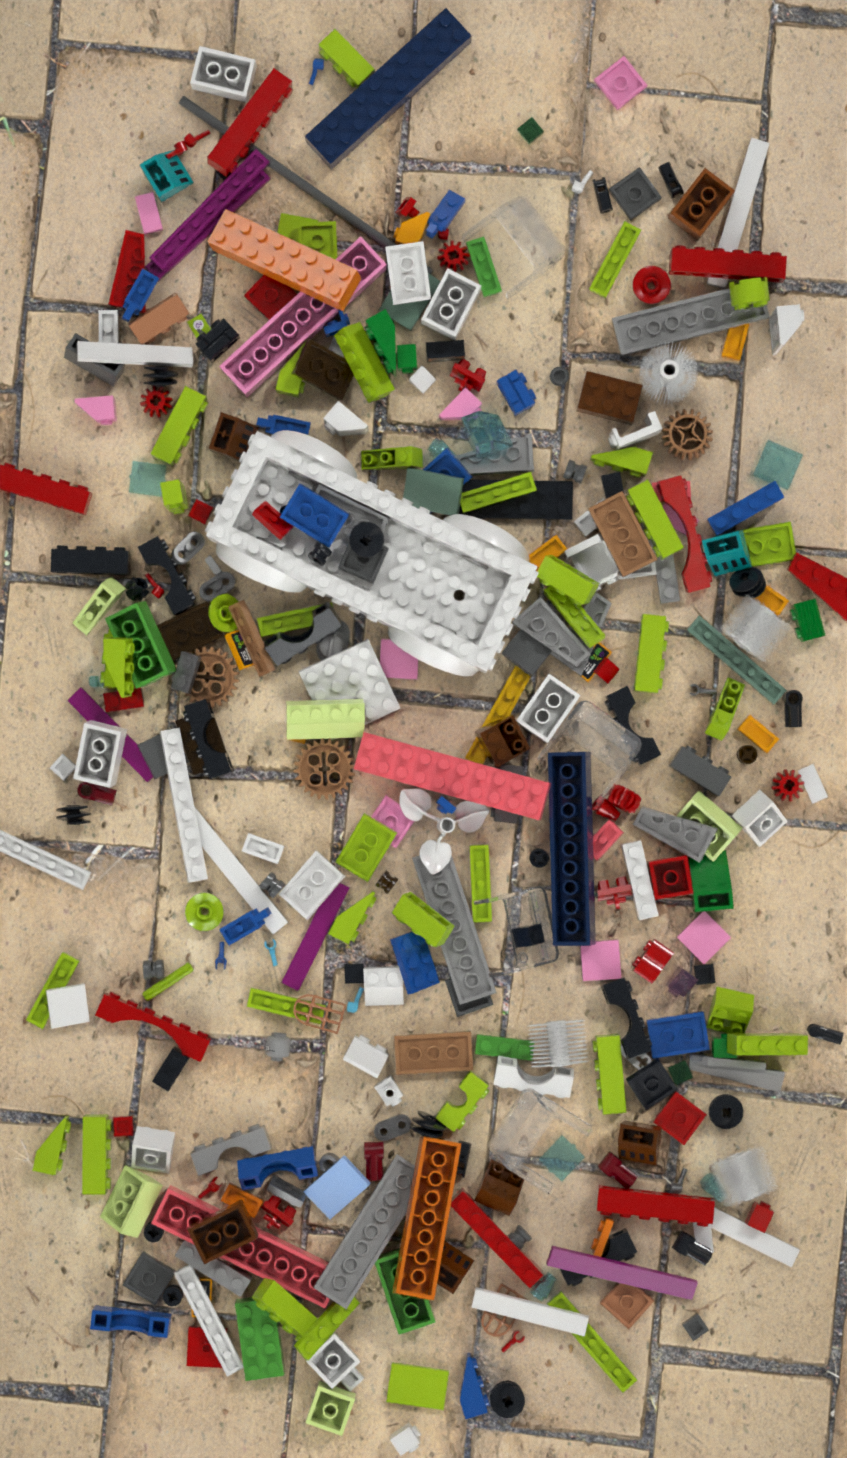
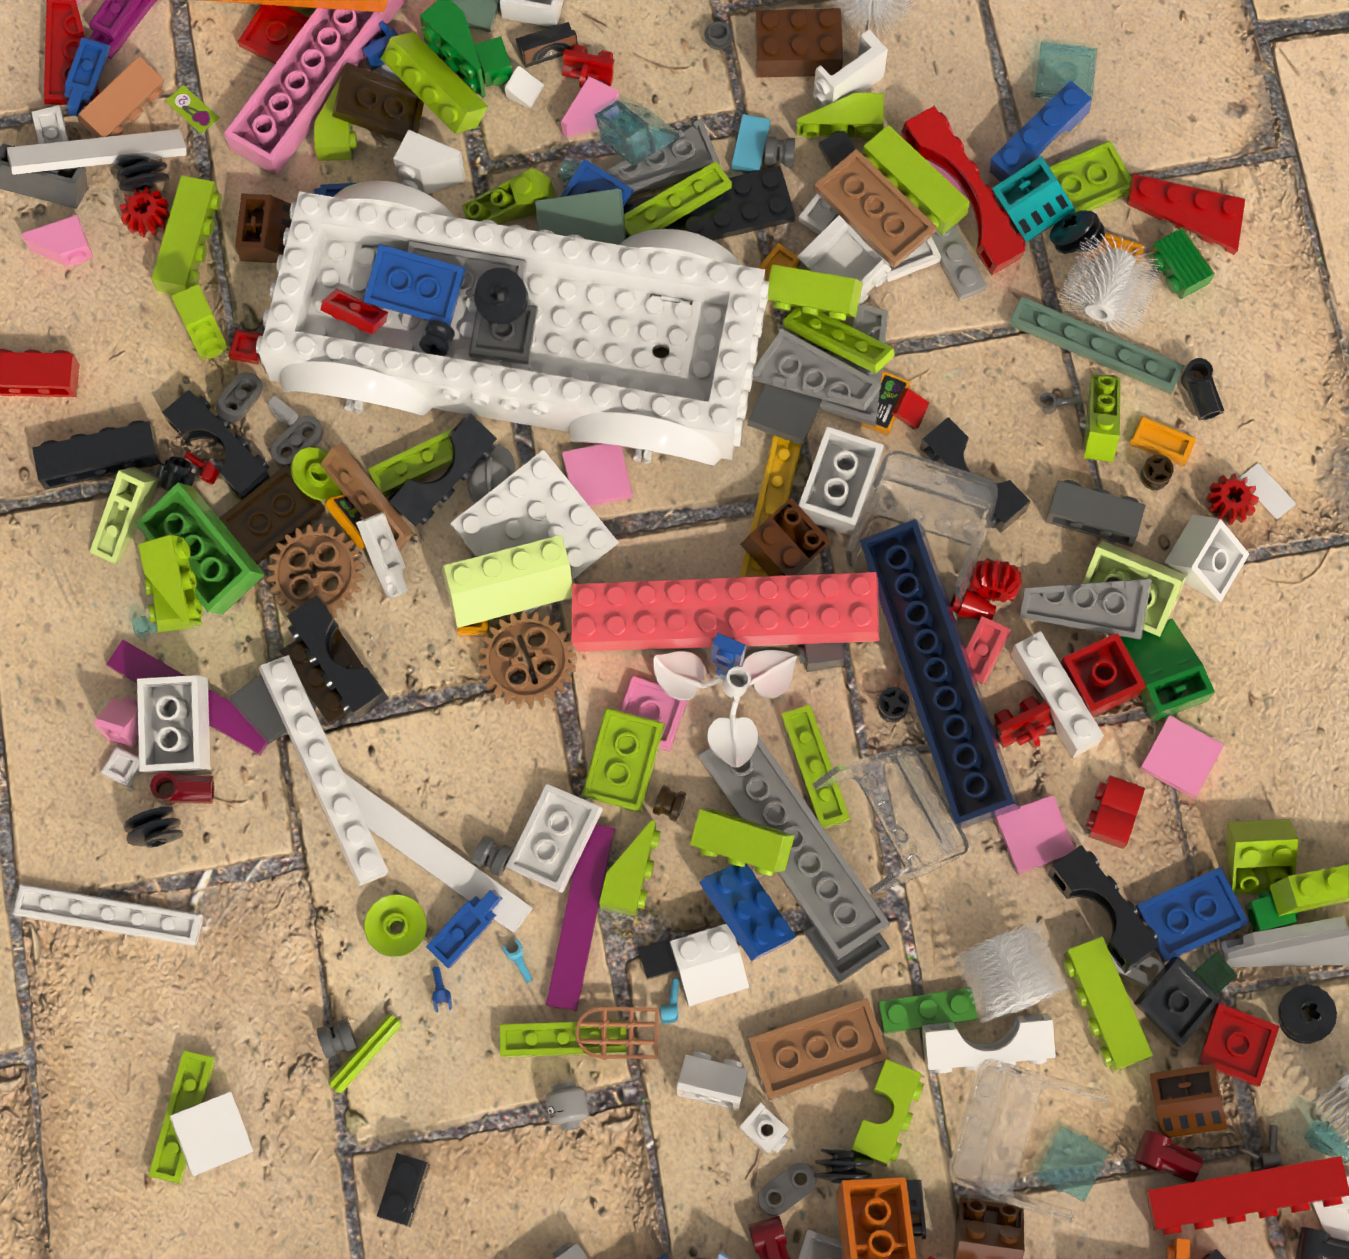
camera: 15 degrees left, 15 degrees down
(69, 741) = (119, 721): none -> bright pink slope
(114, 702) = (193, 643): red plate -> none
(147, 478) = (155, 323): clear light blue piece -> none
(186, 672) = (278, 570): flat silver plate -> none
(190, 1042) = (293, 1120): red arch -> none
(217, 340) = (214, 109): black brick -> none
(253, 677) = (383, 553): none -> white hinge
(263, 848) = (463, 804): white plate -> none
(516, 392) = (663, 69): blue brick -> none
(528, 935) = (912, 821): black brick -> none
(558, 459) = (750, 144): none -> medium azure tile
(650, 653) = (967, 368): lime brick -> none
(679, 431) = (942, 68): medium nougat gear -> none
(681, 982) = (1171, 828): clear purple slope -> none
(704, 974) = (1201, 812): black tile -> none

